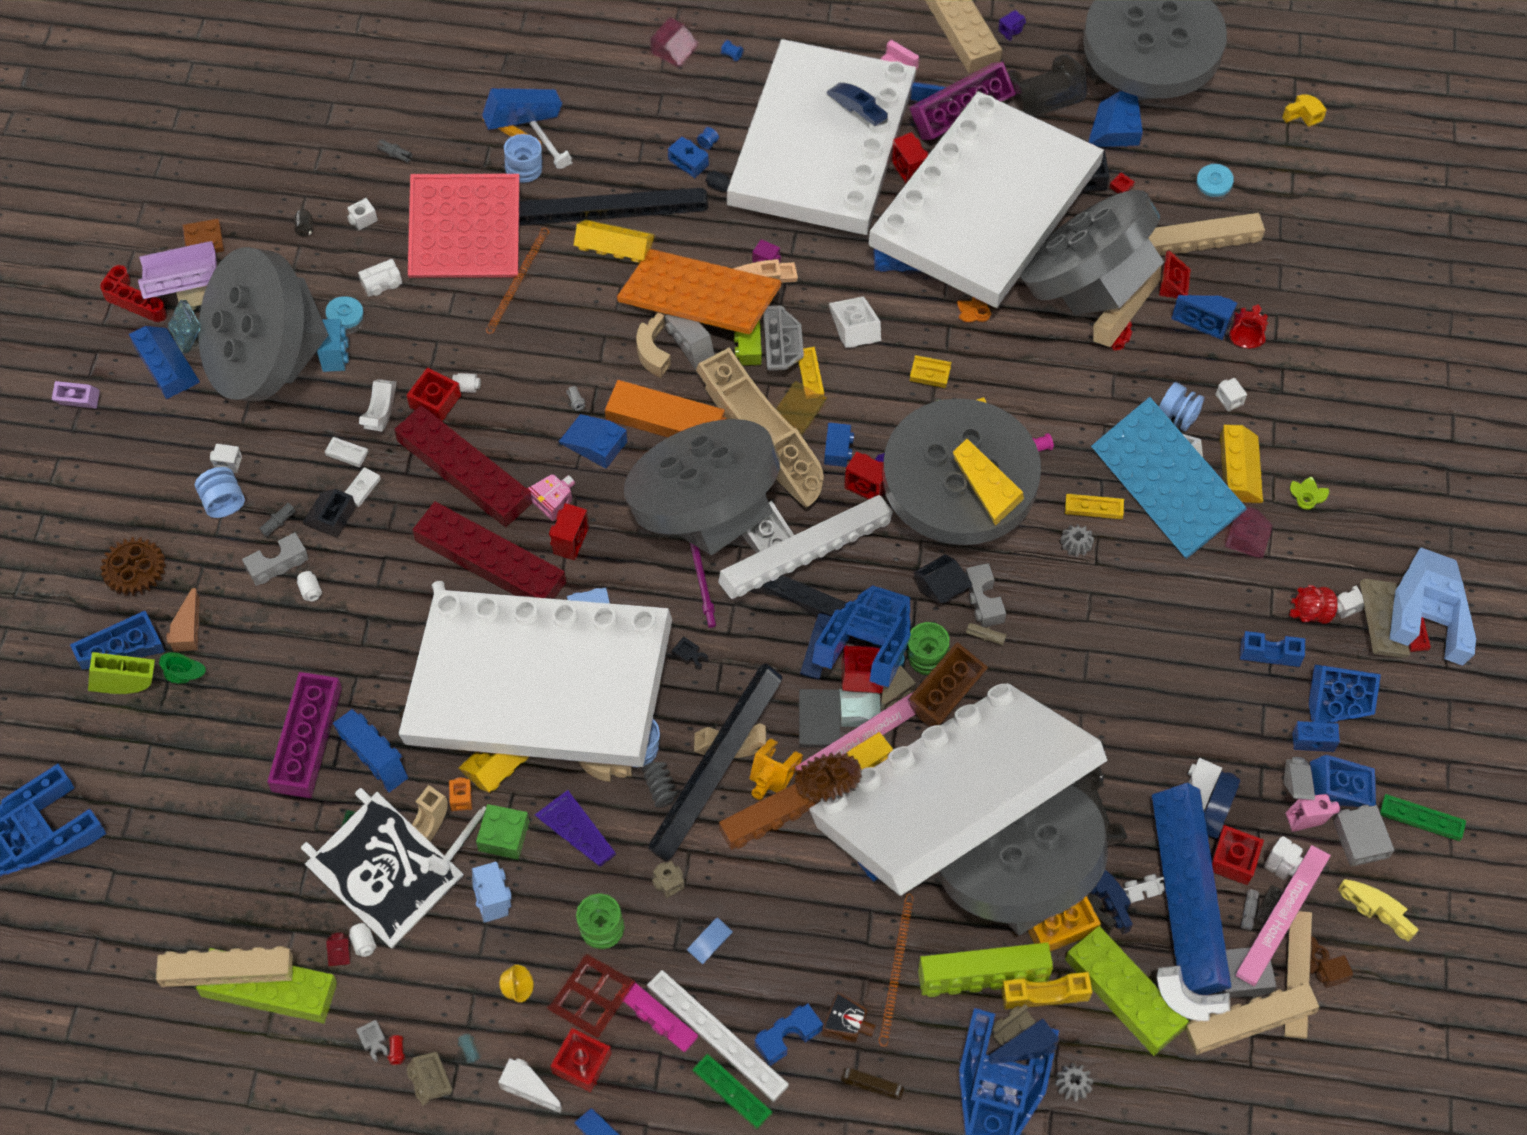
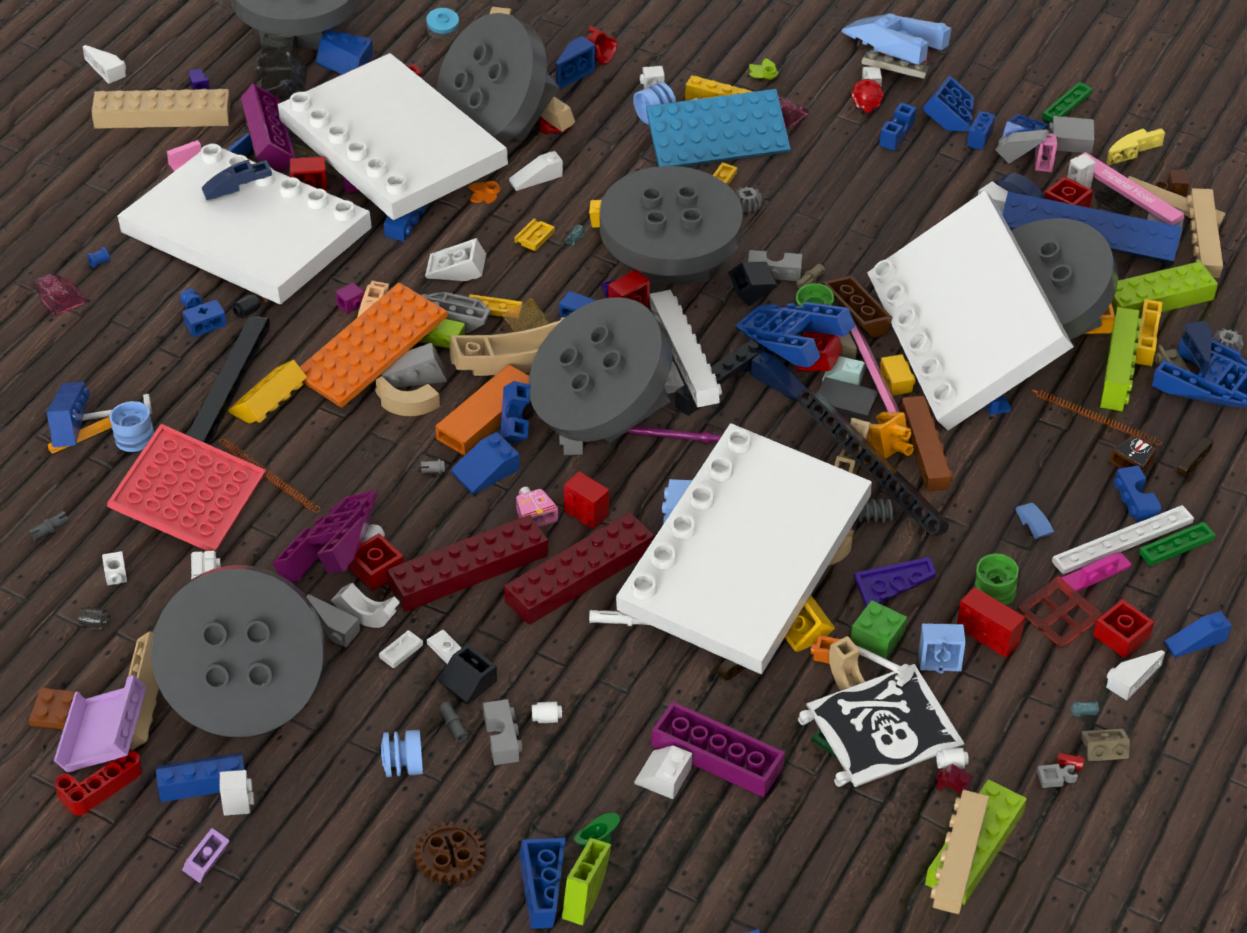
camera: 70 degrees left, 15 degrees down
(141, 389) = (236, 792): none -> white brick
(184, 326) = (173, 739): clear light blue plate -> none
(185, 625) = (542, 820): nougat slope -> none
(226, 456) = (357, 745): white brick -> none
(269, 702) = (665, 771): none -> white slope
(357, 390) = (336, 623): none -> light grey slope
(371, 749) = (754, 701): blue wedge -> none
(441, 350) = (331, 540): none -> magenta wedge
(516, 983) = (1035, 657): yellow helmet -> none
(539, 928) = (990, 622): none -> red brick
(652, 436) = (515, 398): none -> blue arch
(668, 879) = (968, 528): dark tan brick -> none
(815, 782) = (920, 390): reddish brown gear -> none
(989, 483) = (705, 192): yellow wedge -> none
(1025, 342) = (542, 169): none -> white slope
(1185, 1001) = (1174, 255): white arch -> none
(1249, 909) = (1108, 208): light grey axle -> none

